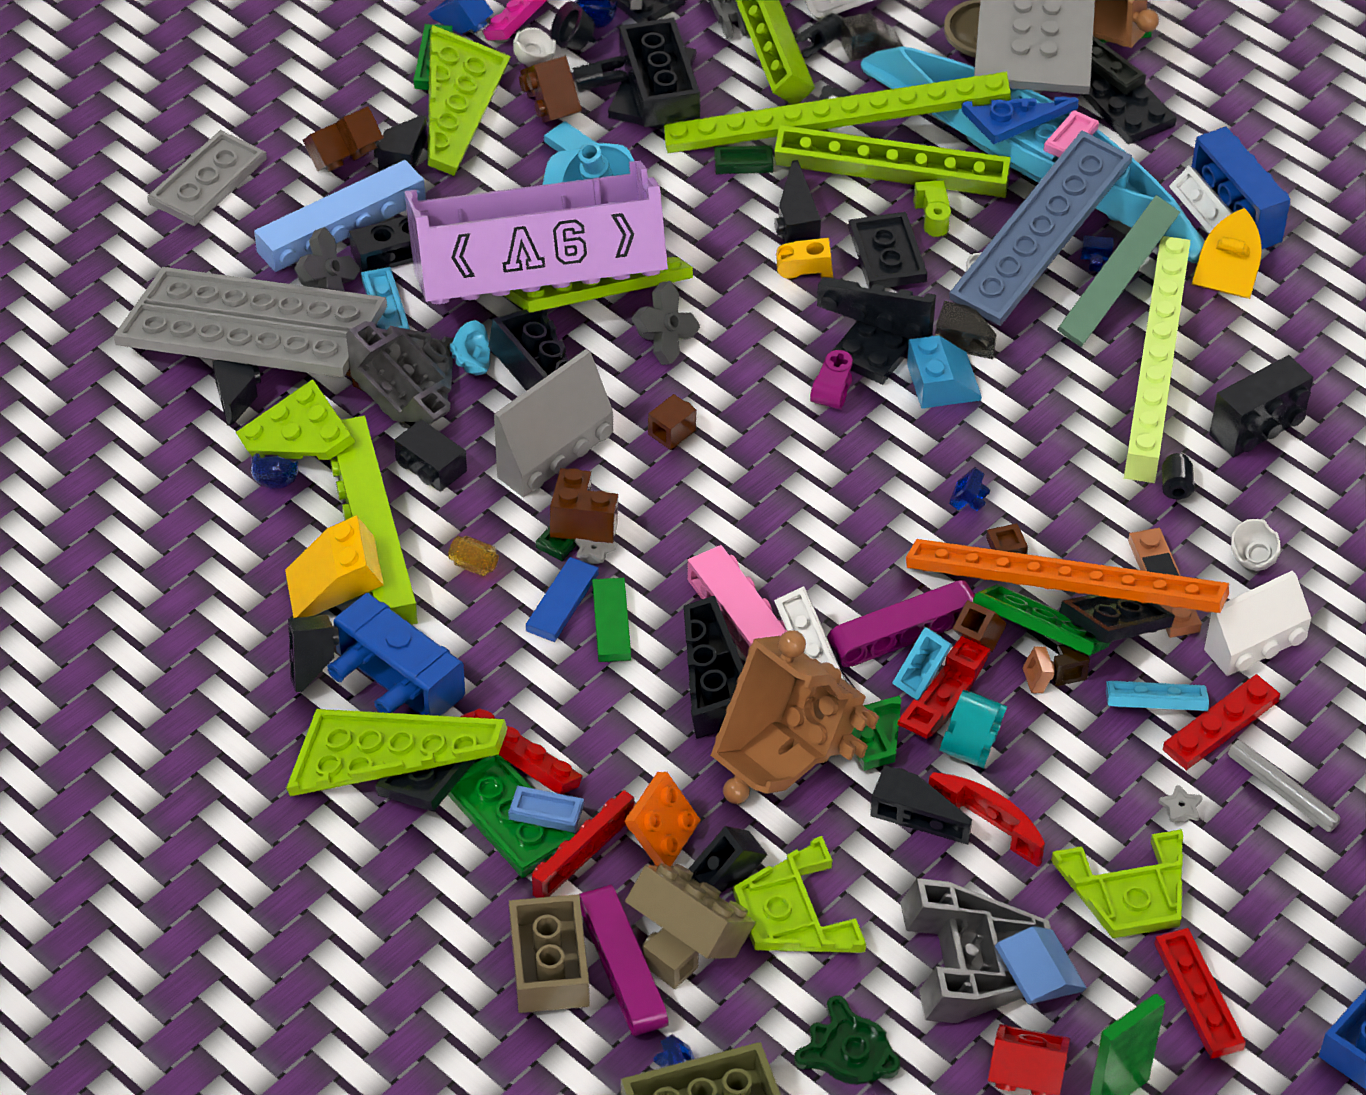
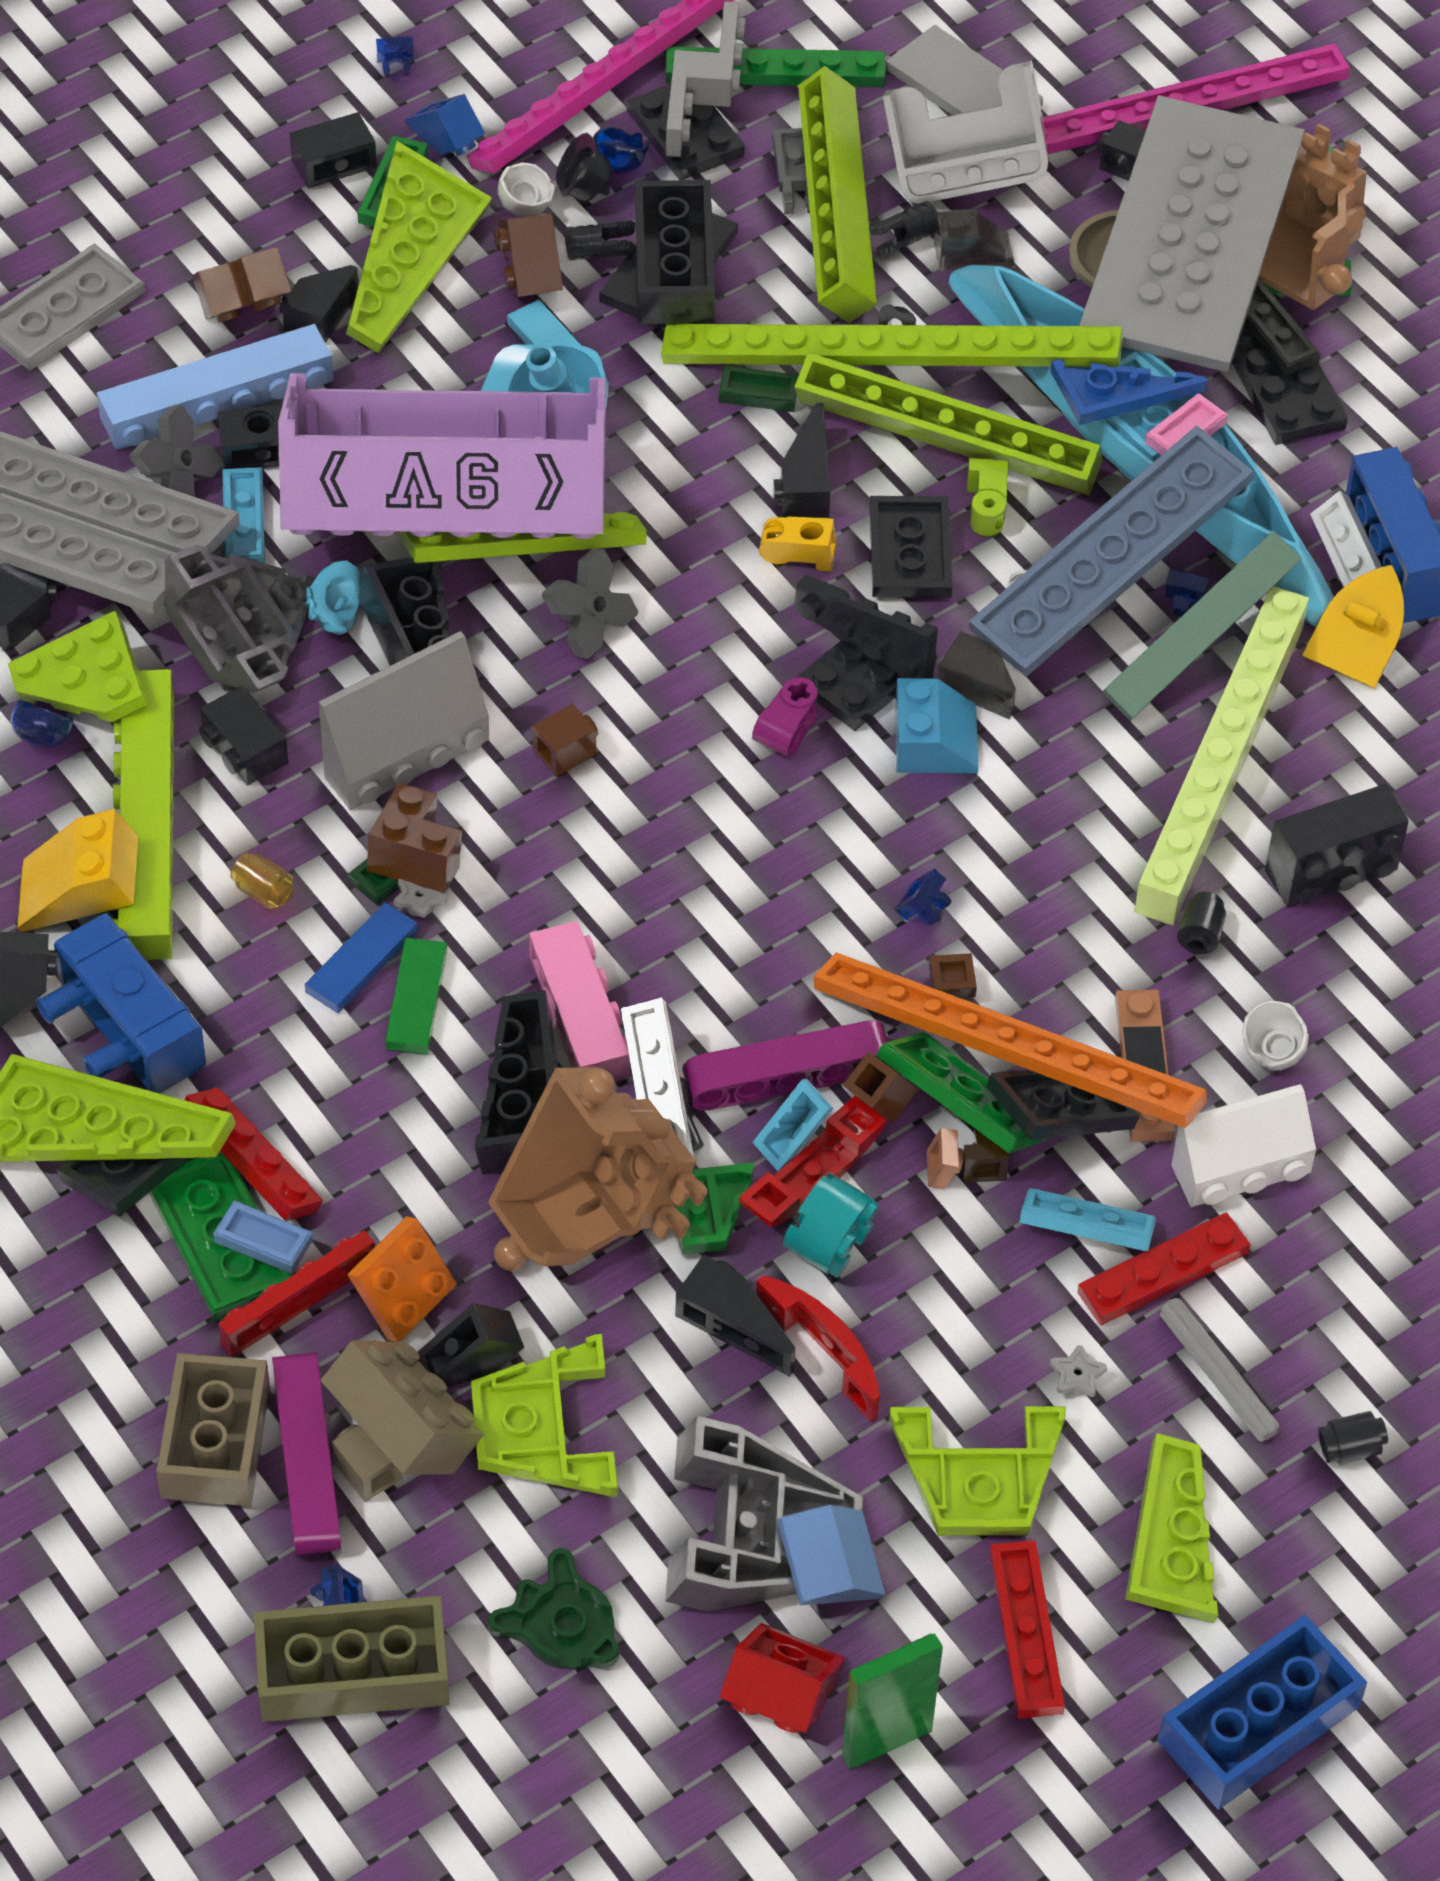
camera: 10 degrees right, 5 degrees up
(382, 40) = (333, 150): none -> black brick
(1285, 907) = (1172, 1536): none -> lime wing

